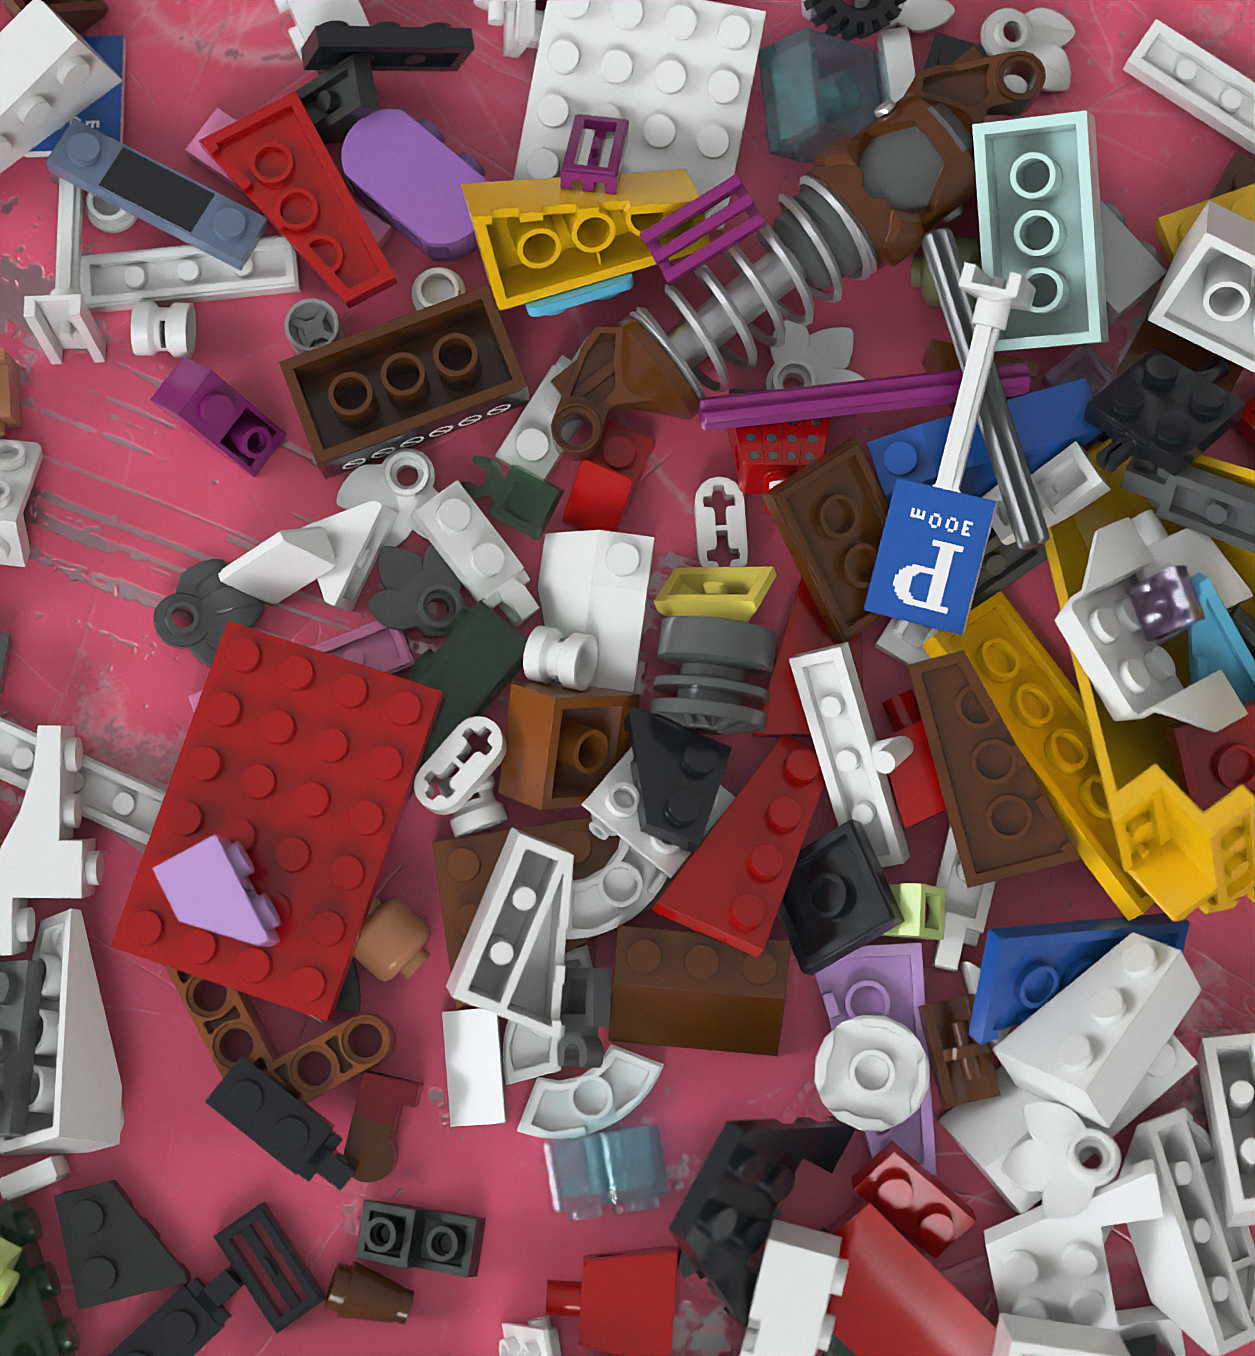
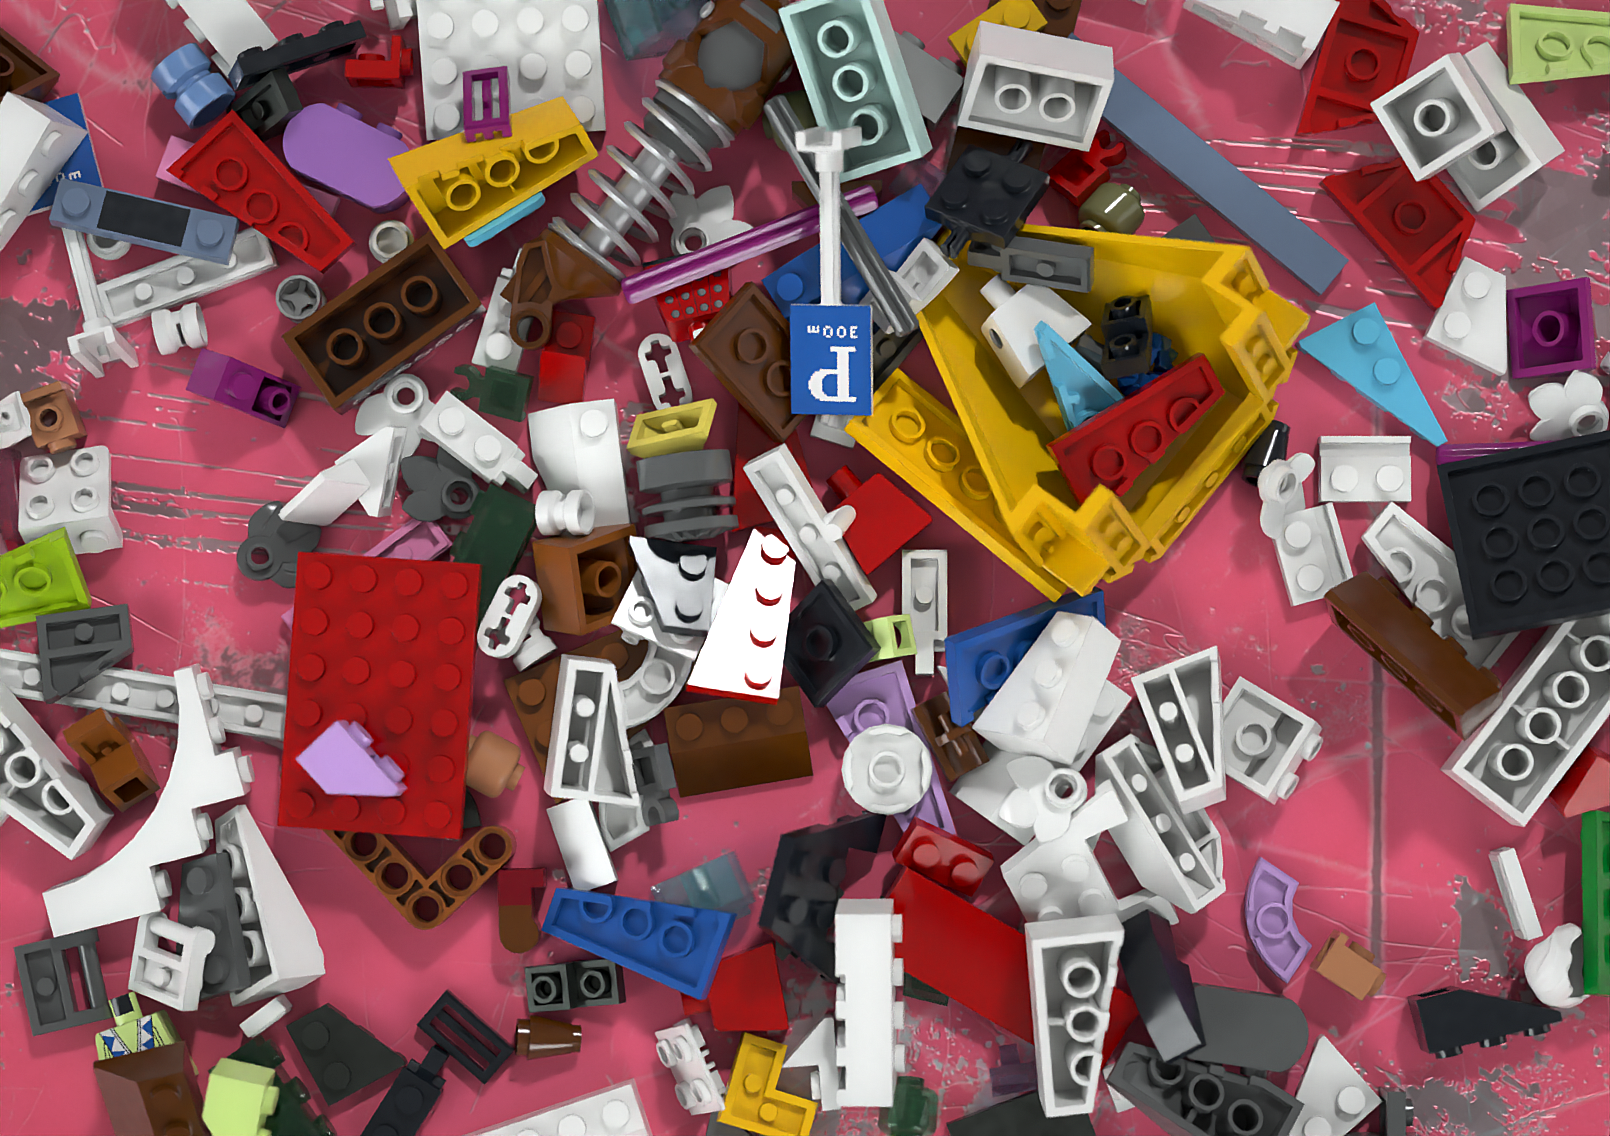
camera: 15 degrees left, 5 degrees up
(257, 58) = (189, 80): none -> medium blue wheel
(281, 1123) = (445, 925): black hinge -> none
(477, 97) = (374, 71): none -> red bracket
(529, 1206) = (651, 937): none -> blue wing
(591, 1100) = (679, 845): white tile -> none
(692, 210) = (561, 174): magenta tile -> none
(989, 792) = (921, 530): reddish brown wing -> none
(1108, 641) = (995, 396): white piece -> none
(1166, 603) = (1021, 351): clear purple tile -> none

